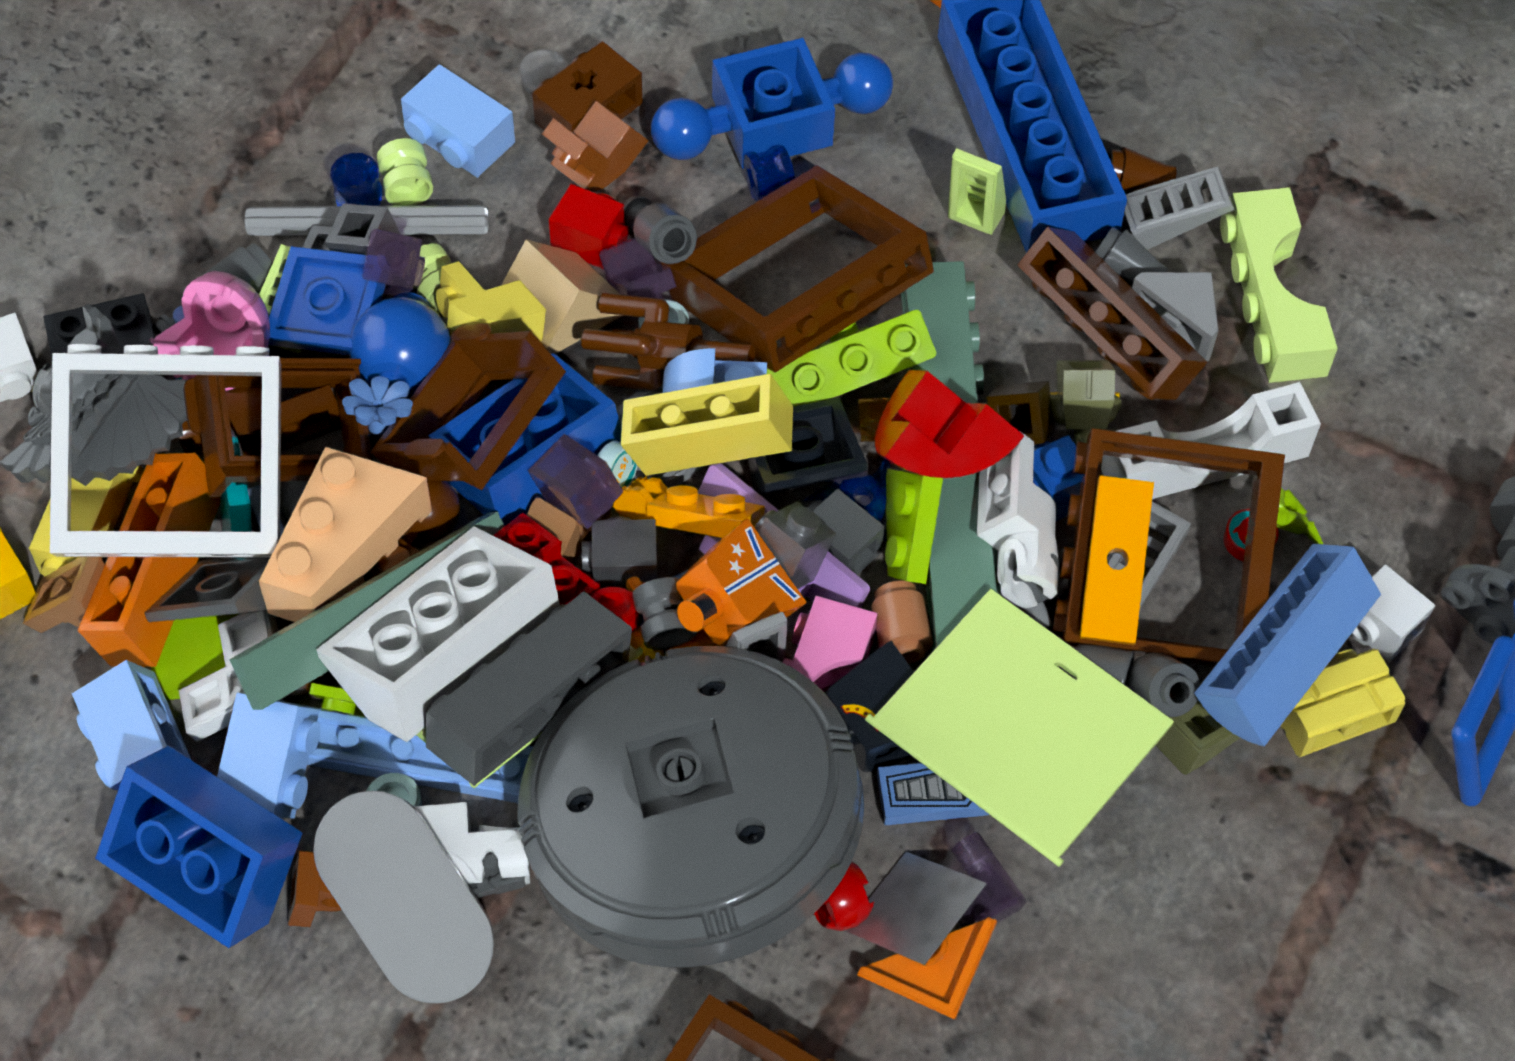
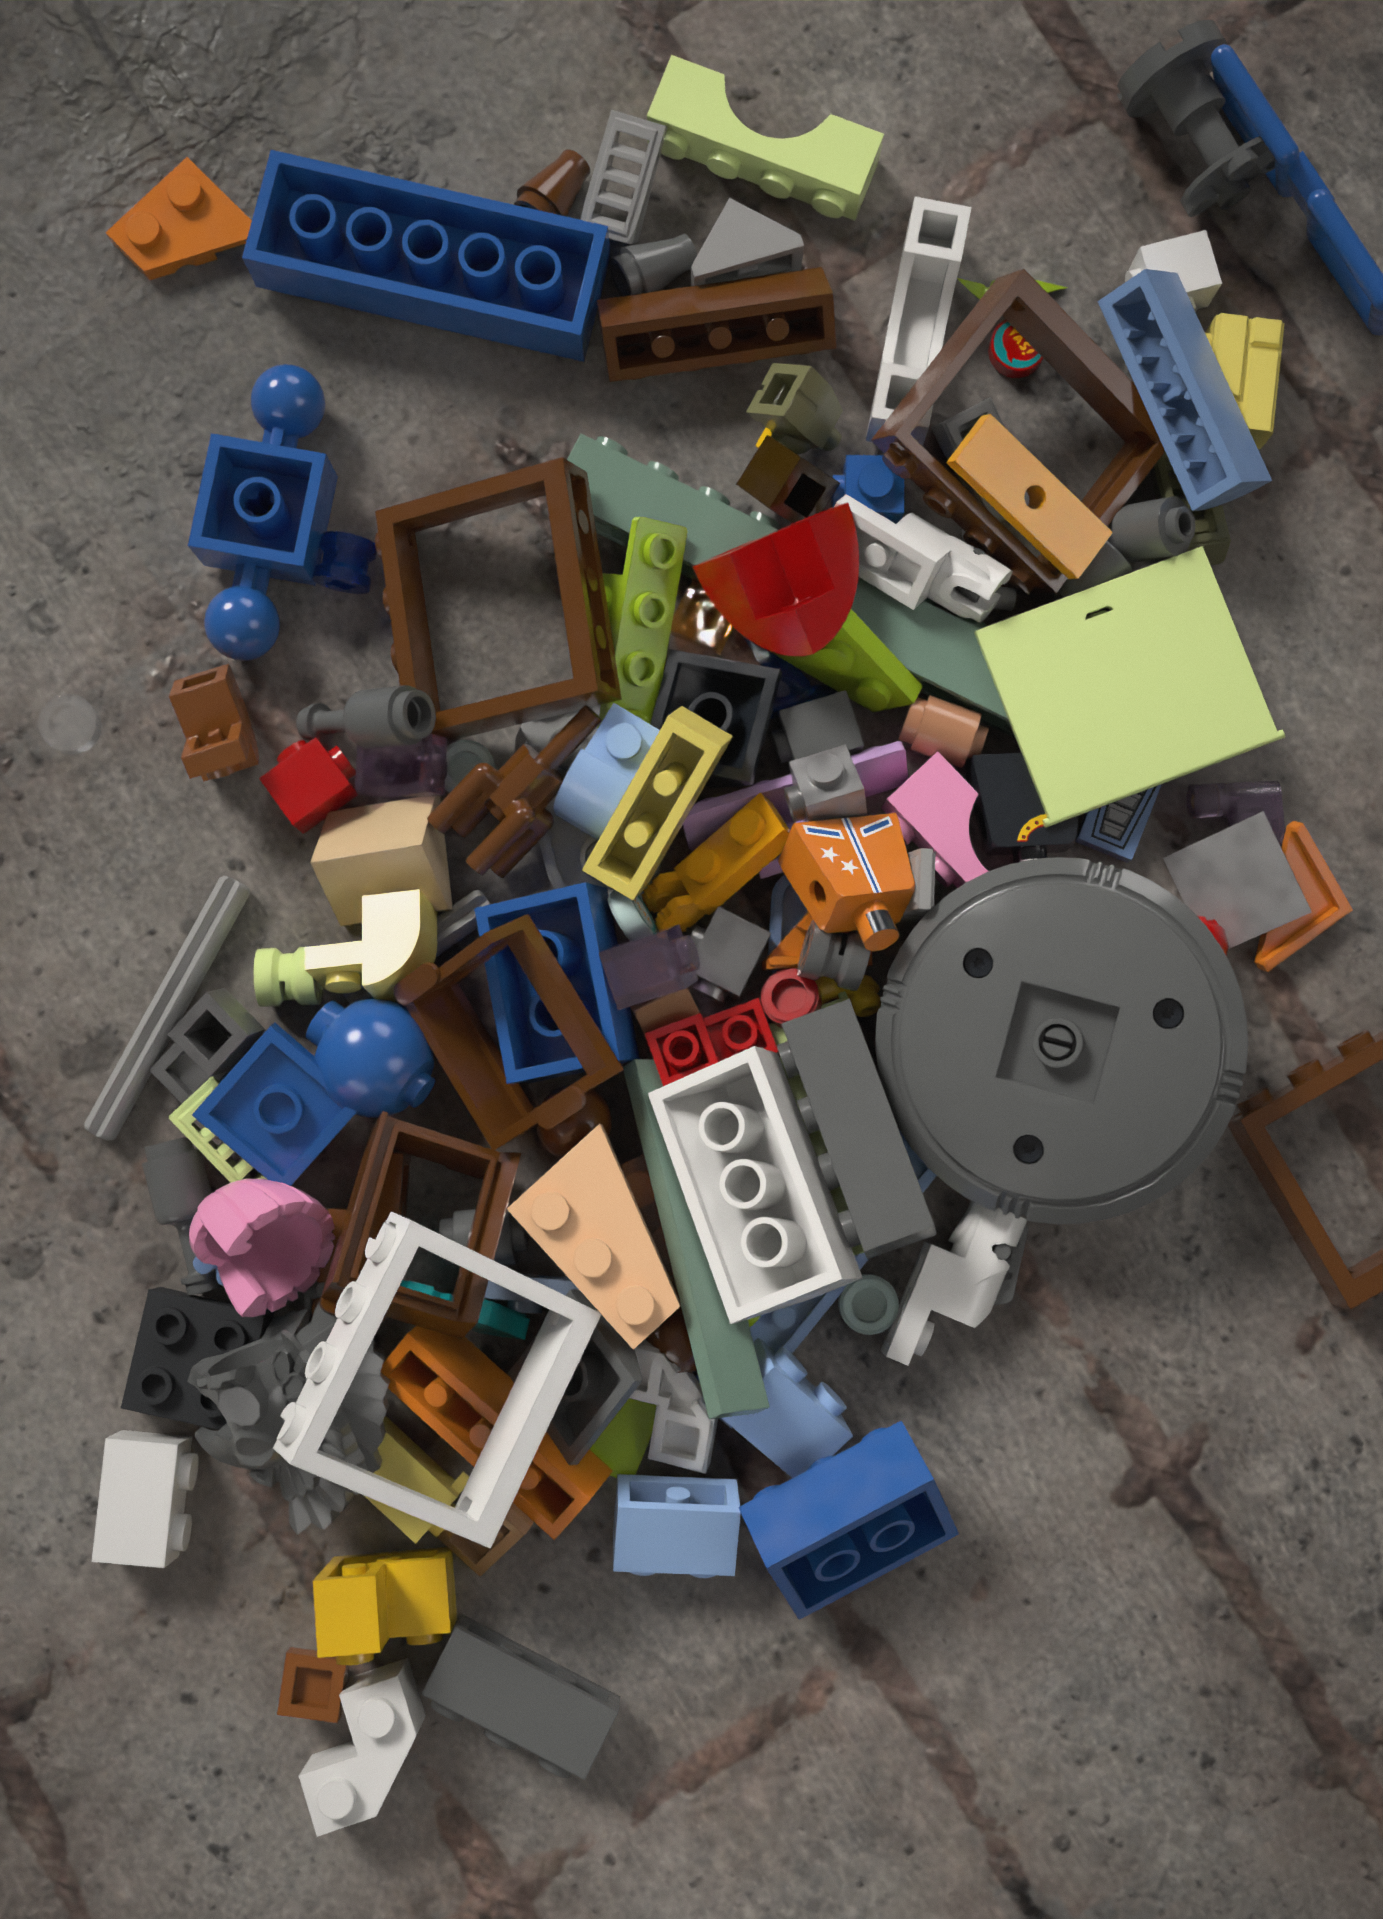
camera: 60 degrees left, 25 degrees up
(308, 892) = (931, 1425): dark orange tile -> none
(360, 171) = (102, 996): clear blue wheel -> none
(378, 404) = (445, 1117): medium blue plant -> none
(393, 261) = (278, 1018): clear purple bracket -> none
(404, 172) = (132, 940): yellowish green wheel -> none
(404, 896) = (995, 1349): light grey tile -> none
(457, 121) = (98, 853): light blue brick -> none
(591, 77) = (112, 673): reddish brown brick -> none
(976, 192) = (500, 371): yellowish green slope -> none

